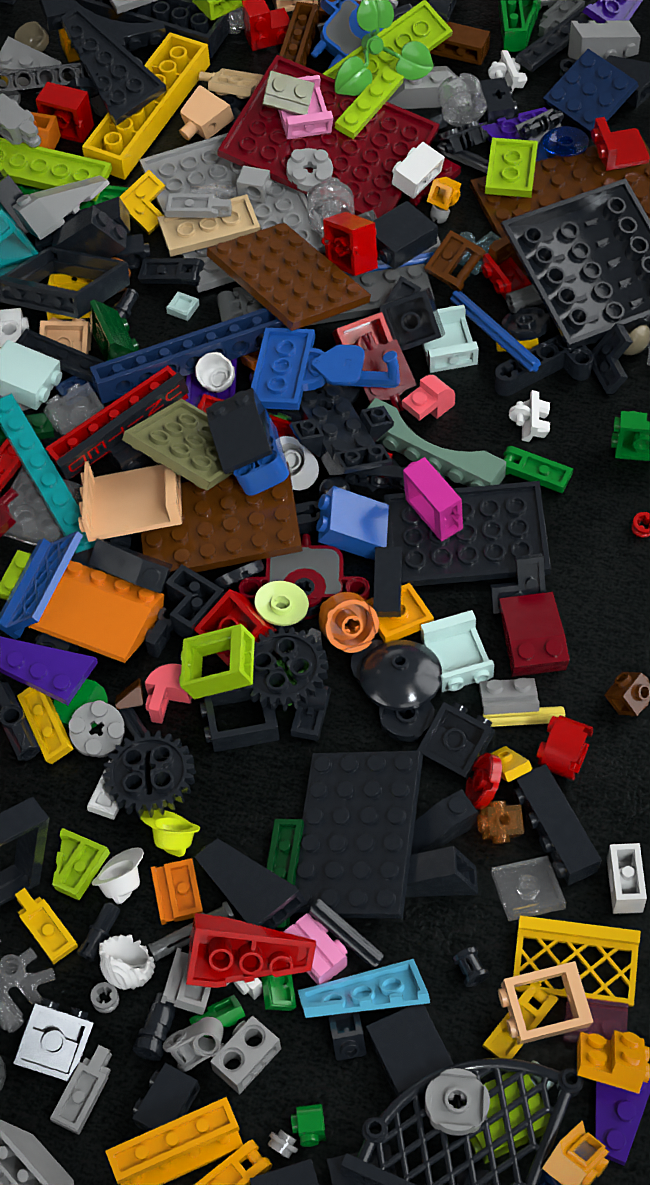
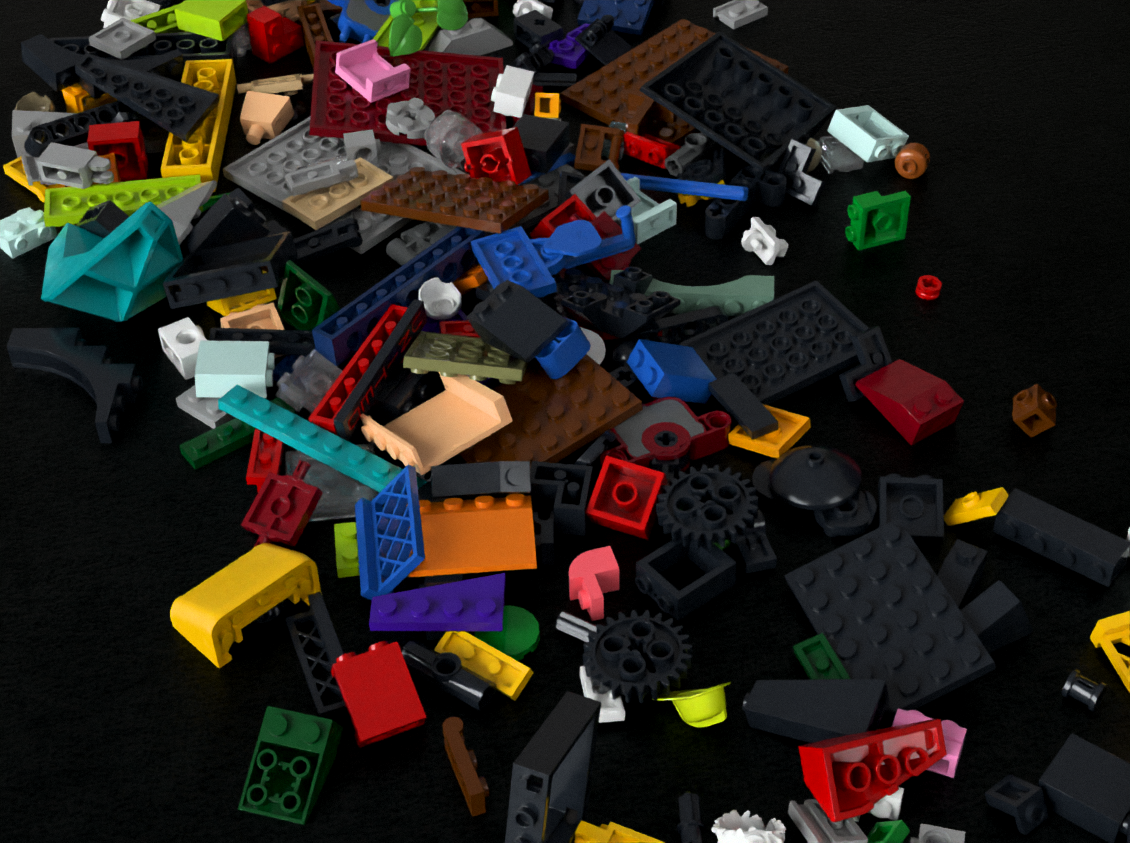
camera: 30 degrees left, 15 degrees down
(77, 863) = (620, 777): lime wing -> none
(97, 713) = (555, 631): light grey plate -> none
(120, 875) = (675, 762): white piece -> none
(131, 696) = (558, 600): reddish brown slope -> none
(139, 199) = (252, 184): yellow plate -> none
(177, 891) = (744, 754): orange plate -> none
(181, 937) = (785, 789): dark grey pin -> none
(182, 306) = (353, 269): light aqua tile -> none
(241, 661) = (628, 505): lime window -> none
(278, 992) = (922, 796): green plate -> none
(281, 595) = (660, 455): yellowish green dish -> none
(288, 93) = (354, 59): plate -> none
(345, 933) = (945, 710): black axle -> none
(361, 627) = (736, 445): orange brick -> none
(369, 102) = (429, 55): lime plate -> none
(371, 990) = (1009, 752): medium azure wing -> none
(431, 397) = (662, 254): coral brick -> none
(433, 499) = (745, 303): dark pink window -> none
(458, 650) = (840, 431): light aqua panel -> none
(461, 99) = (509, 34): clear brick -> none
(485, 780) = (969, 521): red tile -> none
(500, 822) = (1011, 555): clear orange brick -> none
(509, 696) = (927, 456): light grey plate -> none
(511, 167) = (595, 68): lime plate -> none
(525, 718) = (960, 465): light yellow axle -> none
(528, 888) = (1078, 602): clear plate -> none
(536, 468) = (794, 277): green plate -> none
(565, 141) = (627, 39): clear blue dish -> none
(565, 746) = (1018, 466): red brick -> none
(618, 148) = (677, 28): red bracket -> none

